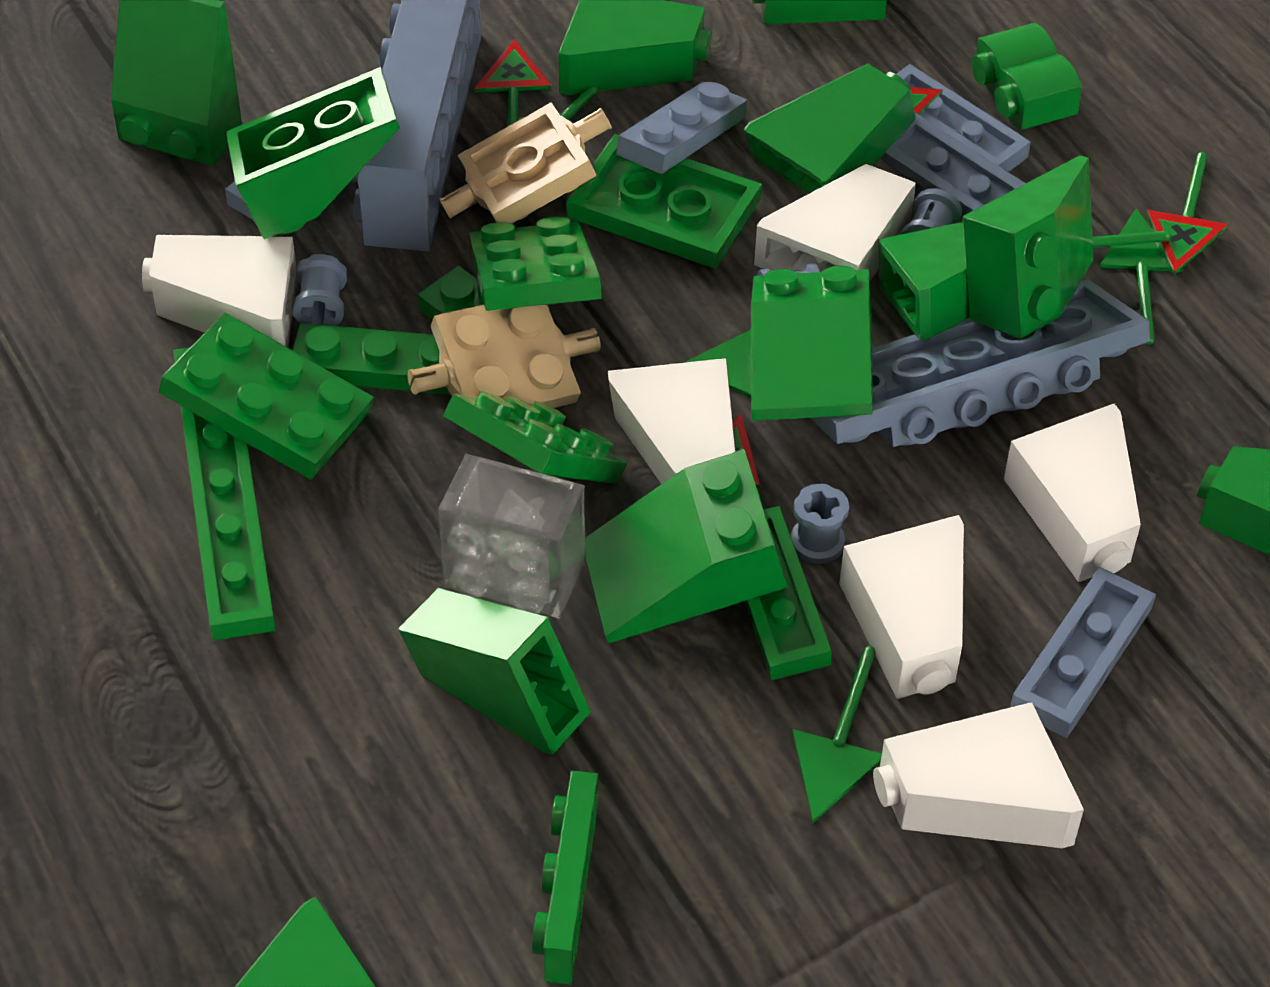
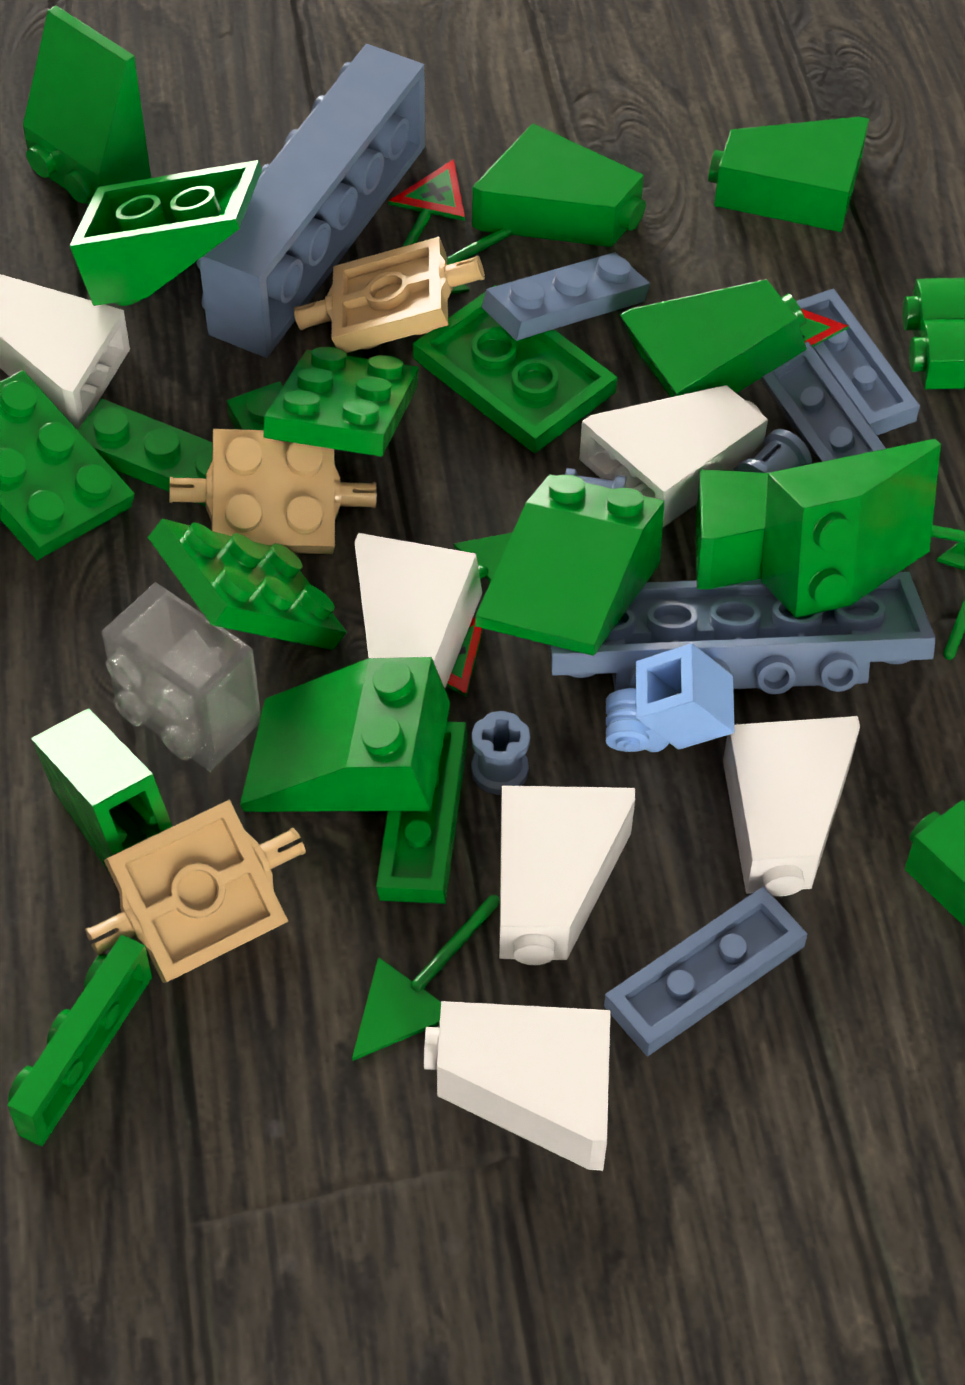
camera: 20 degrees right, 5 degrees up
(320, 283) = (133, 373): sand blue bush -> none
(614, 715) = (196, 891): none -> tan plate
(966, 435) = (676, 700): none -> light blue brick

